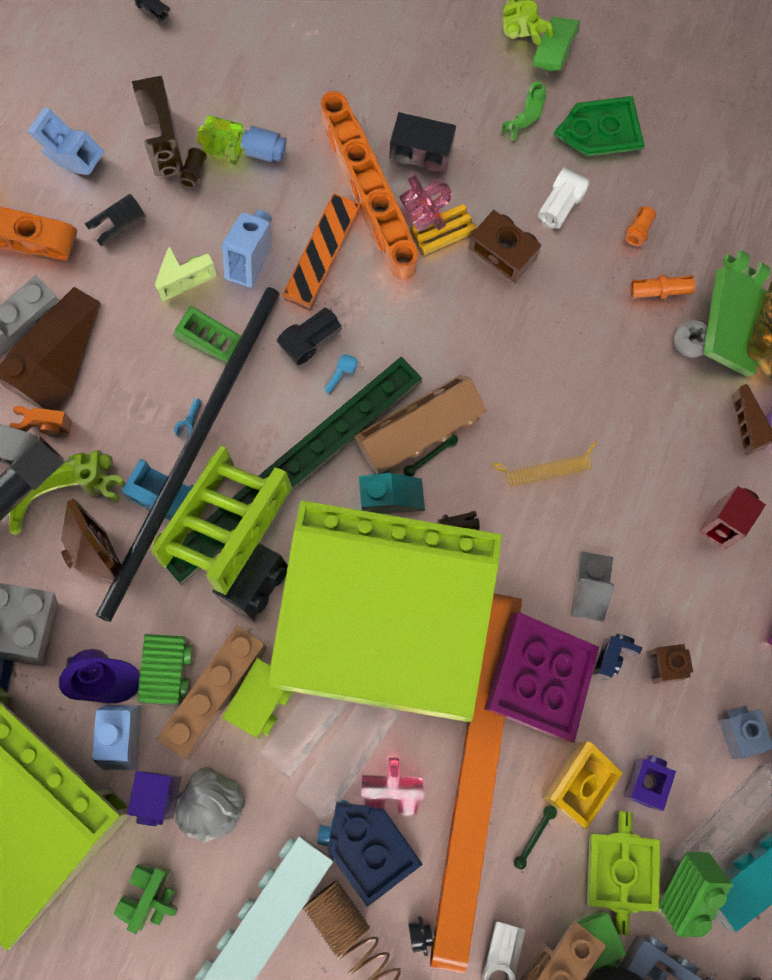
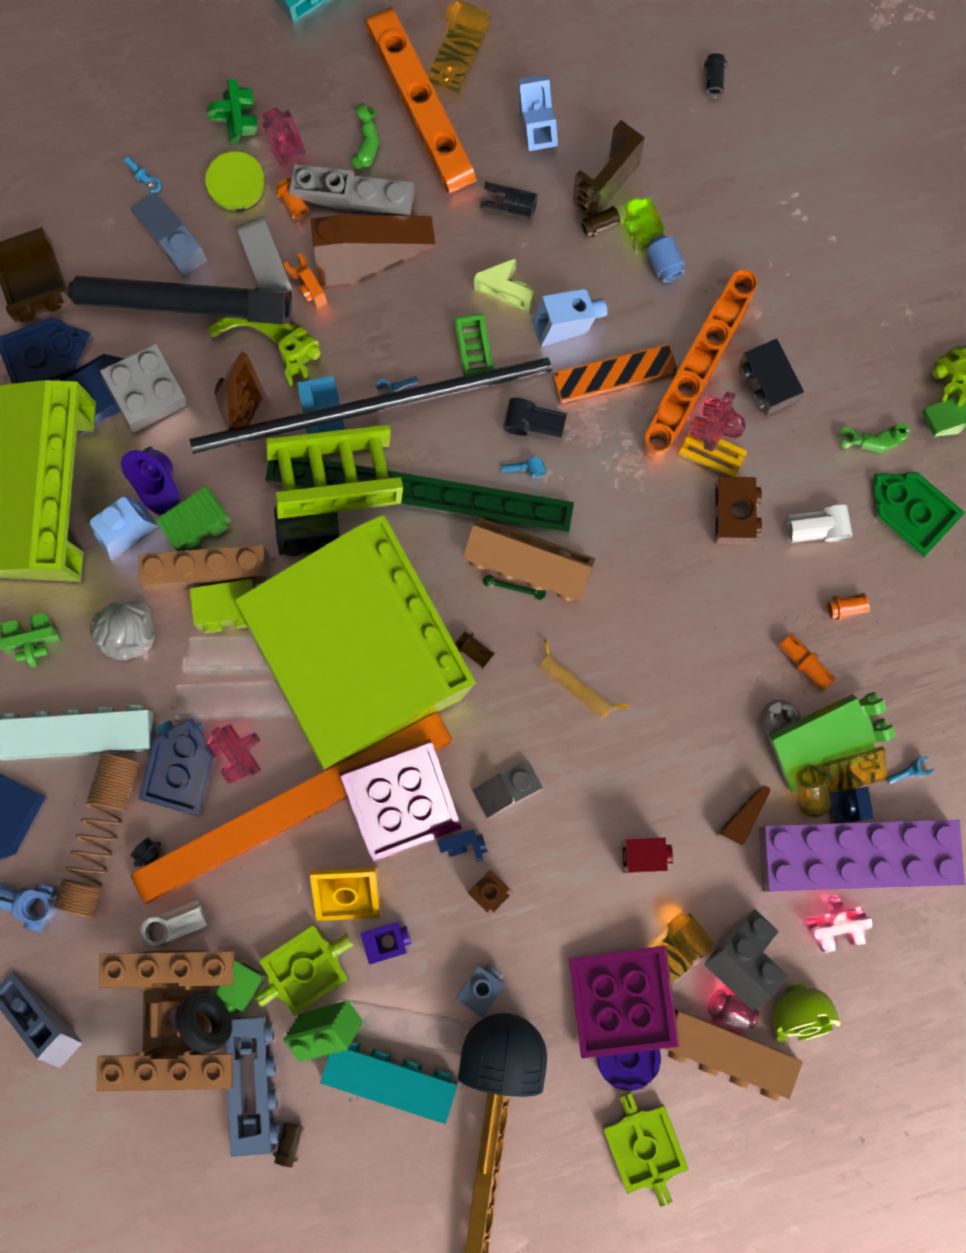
camera: 60 degrees right, 5 degrees up
(153, 797) = (97, 585): dark purple brick -> none
(391, 493) = (456, 580): teal slope -> none
(549, 813) = (254, 888): dark green hinge -> none

